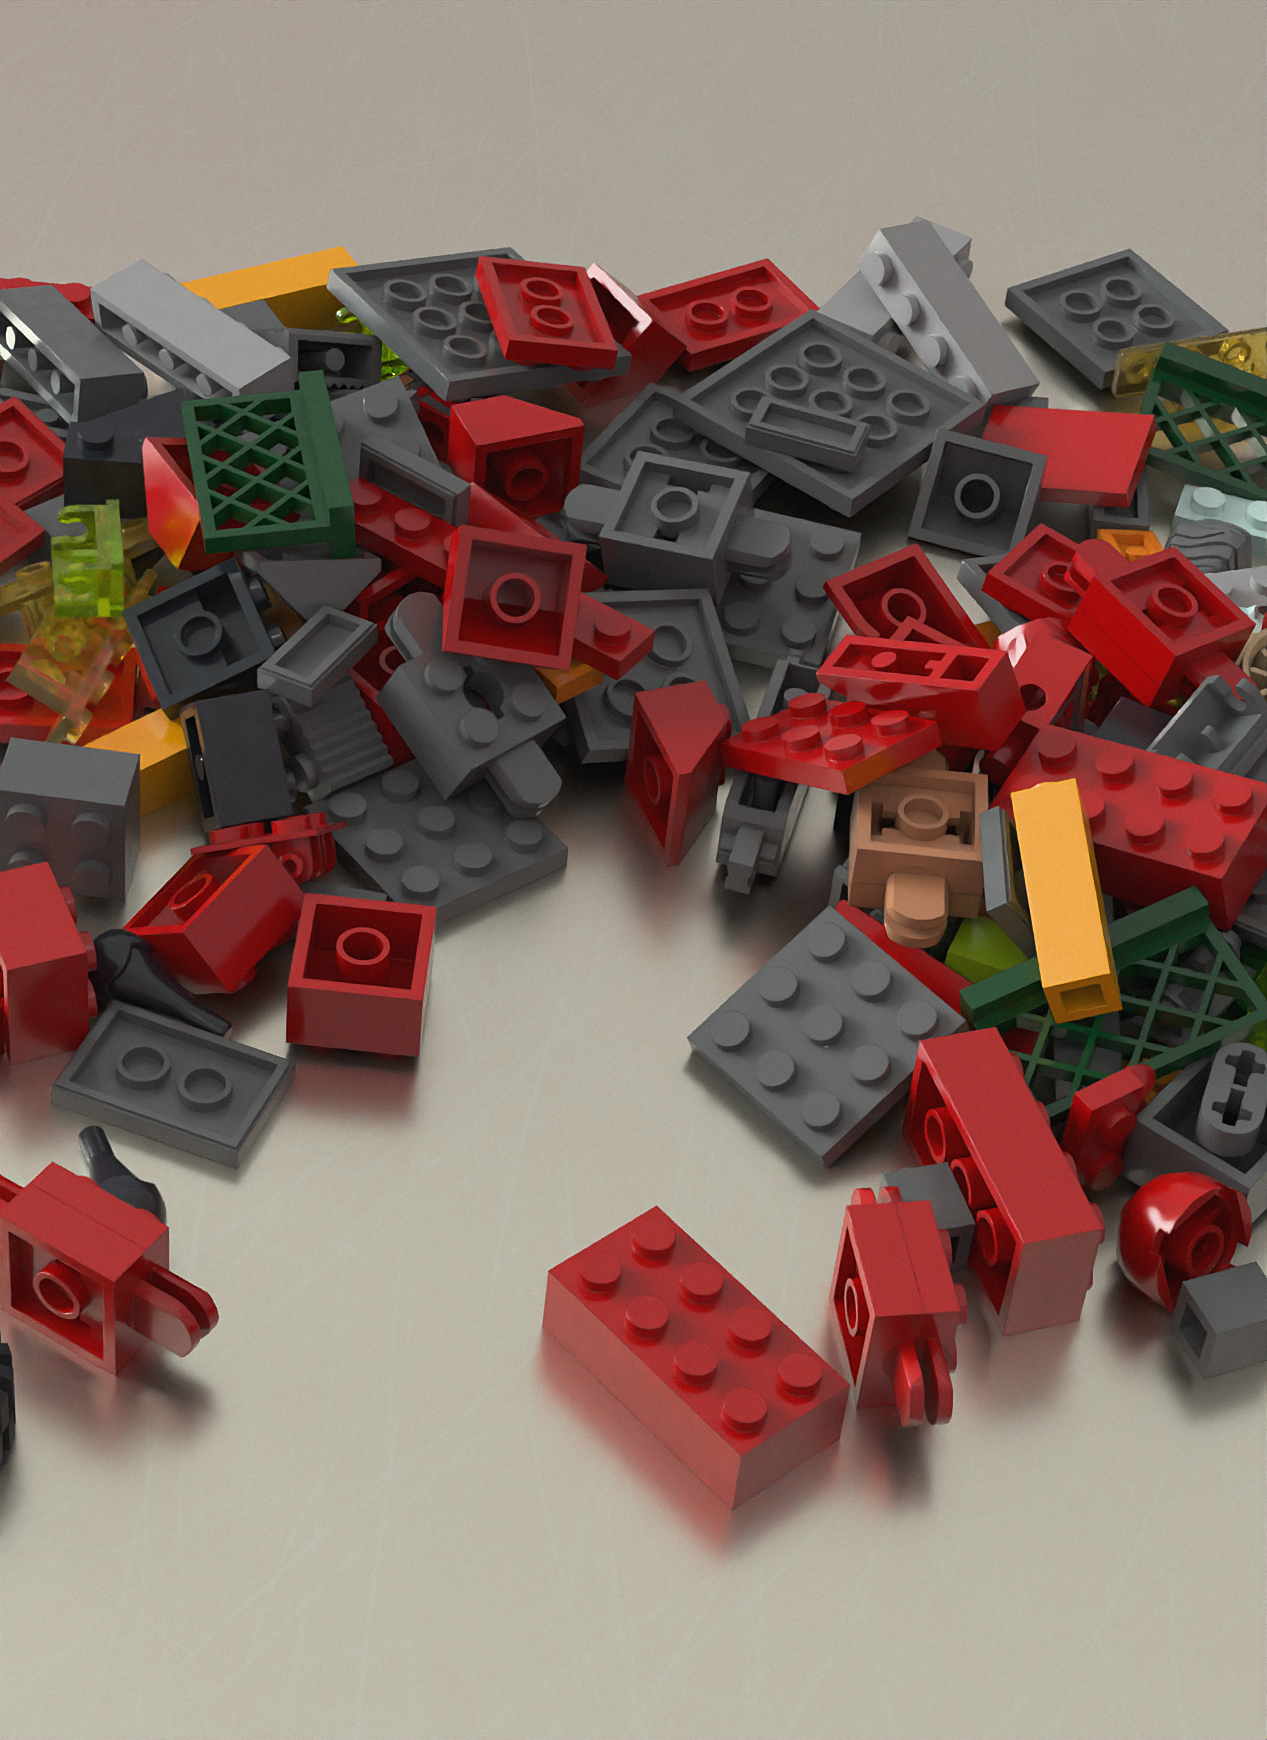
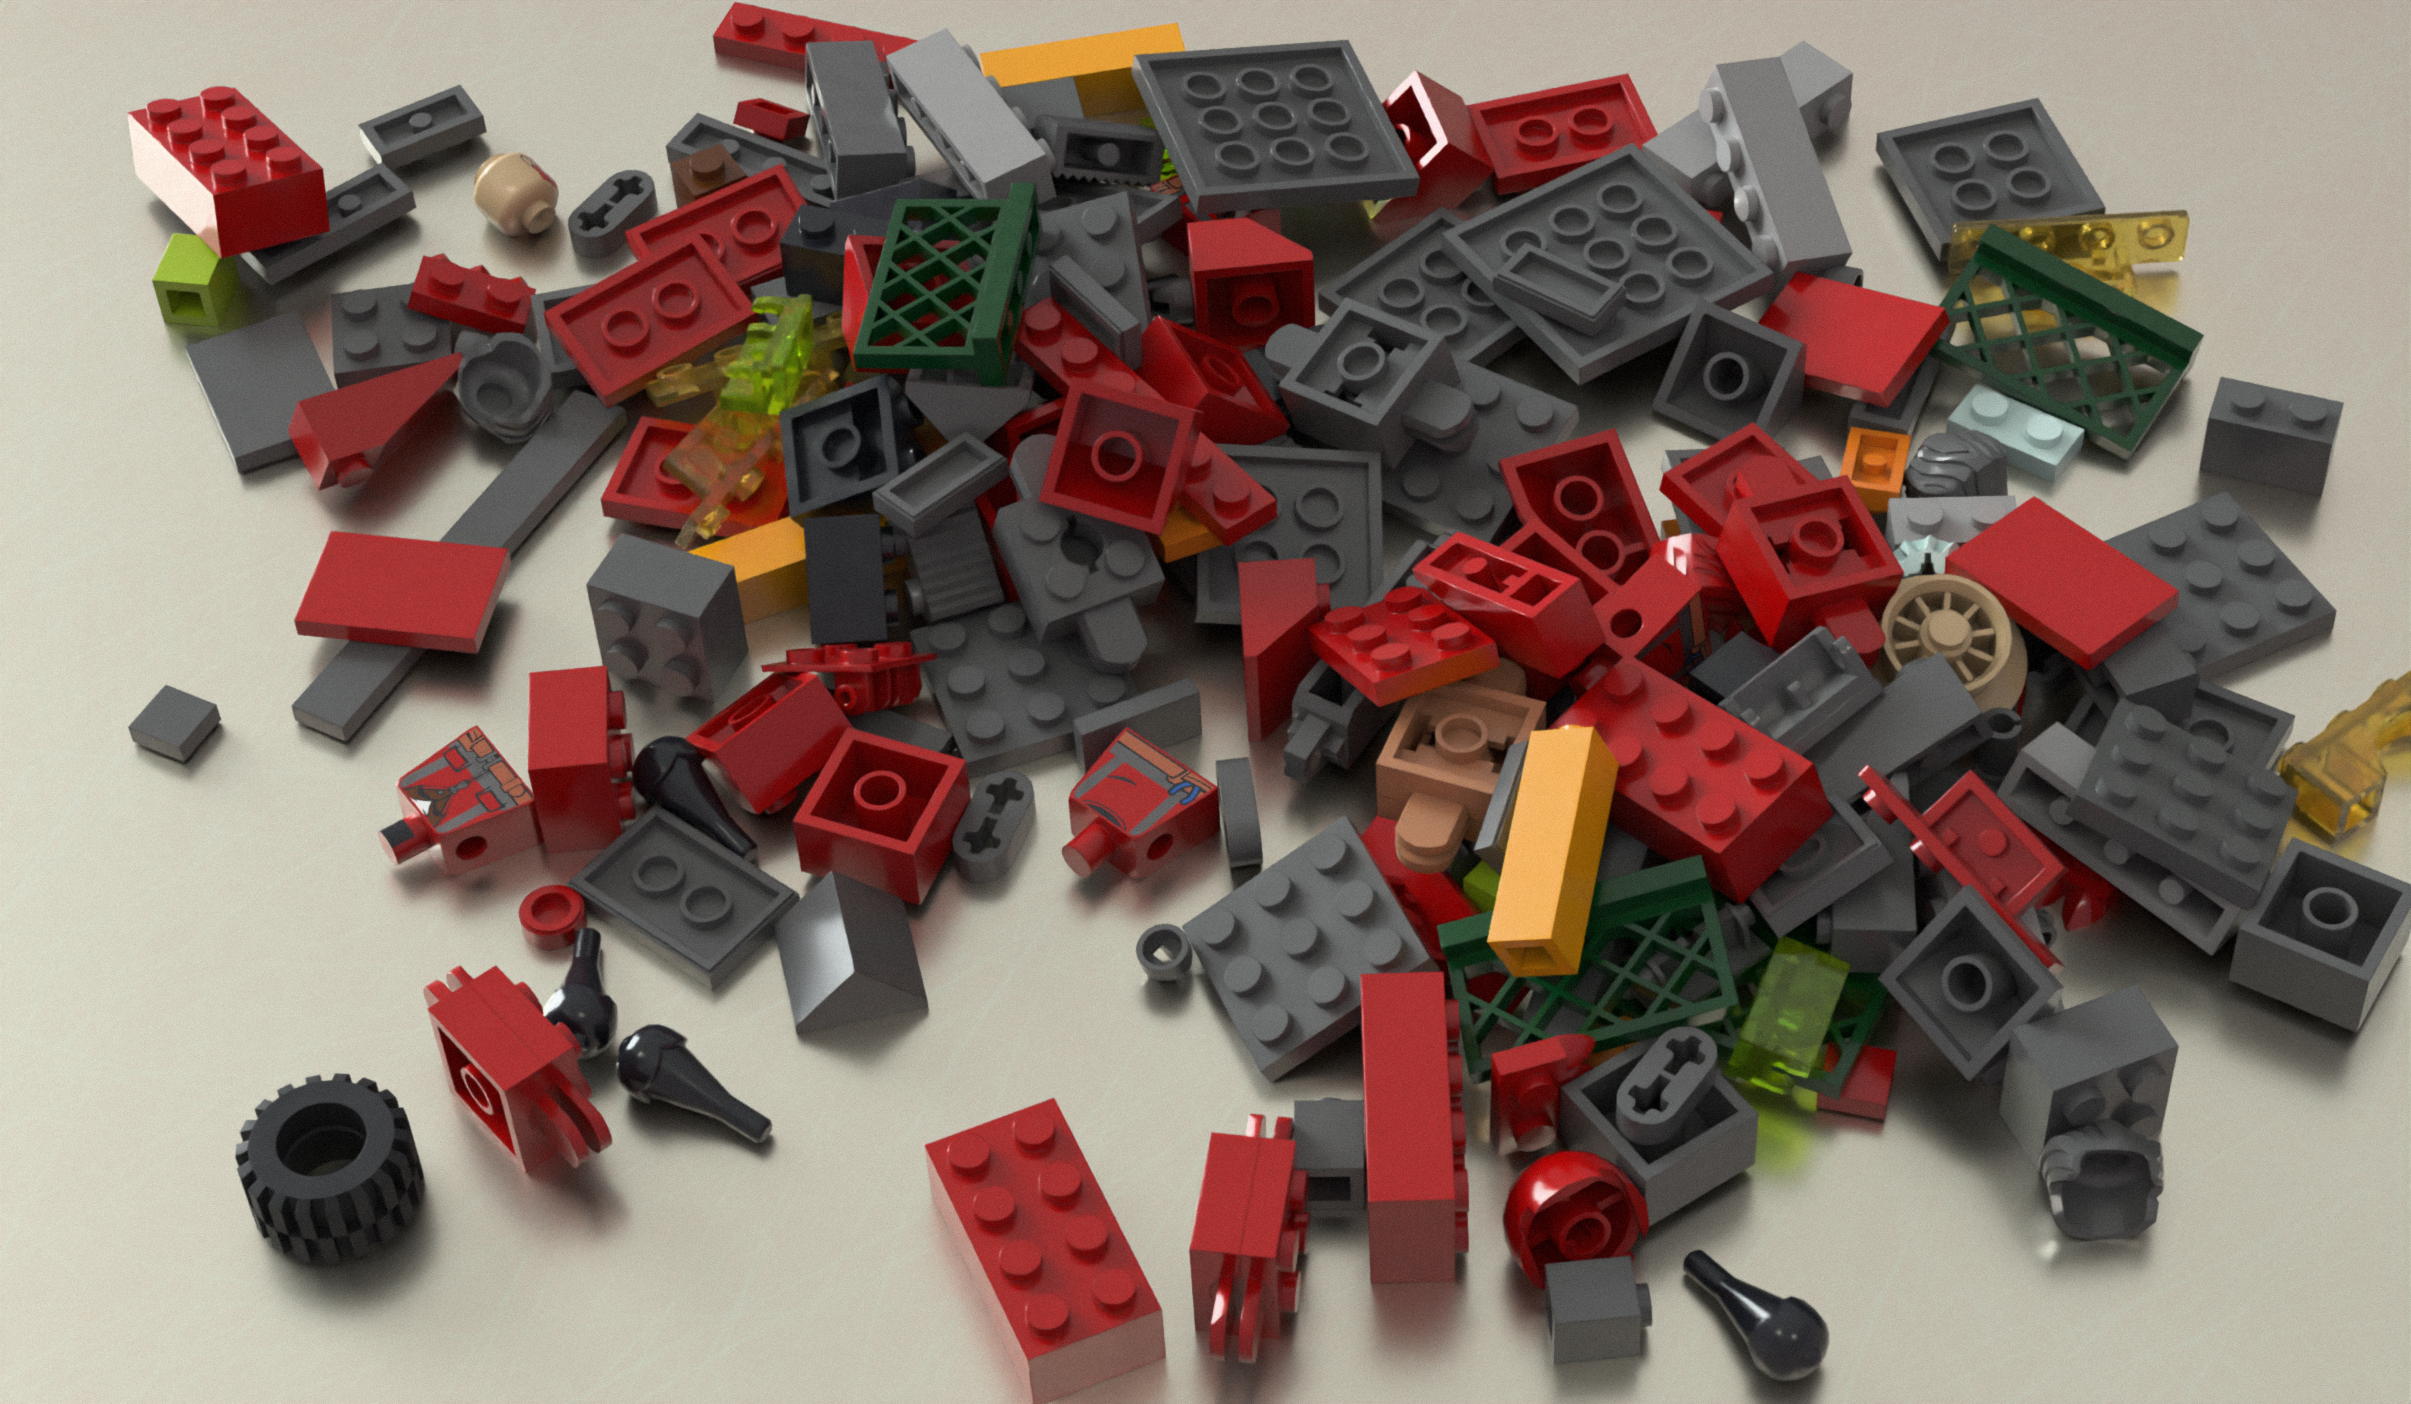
camera: 25 degrees right, 5 degrees up
(45, 1123) = (552, 916): none -> red tile
(228, 1246) = (660, 1067): none -> black piece
(366, 1115) = (848, 956): none -> dark grey slope
(469, 974) = (982, 822): none -> dark grey beam
(546, 314) = (1334, 126): red plate -> none
(567, 863) = (1159, 716): none -> dark grey tile
(603, 937) = (1138, 810): none -> red torso
(689, 1056) = (1174, 945): none -> dark grey hinge
(697, 926) = (1239, 812): none -> dark grey beam

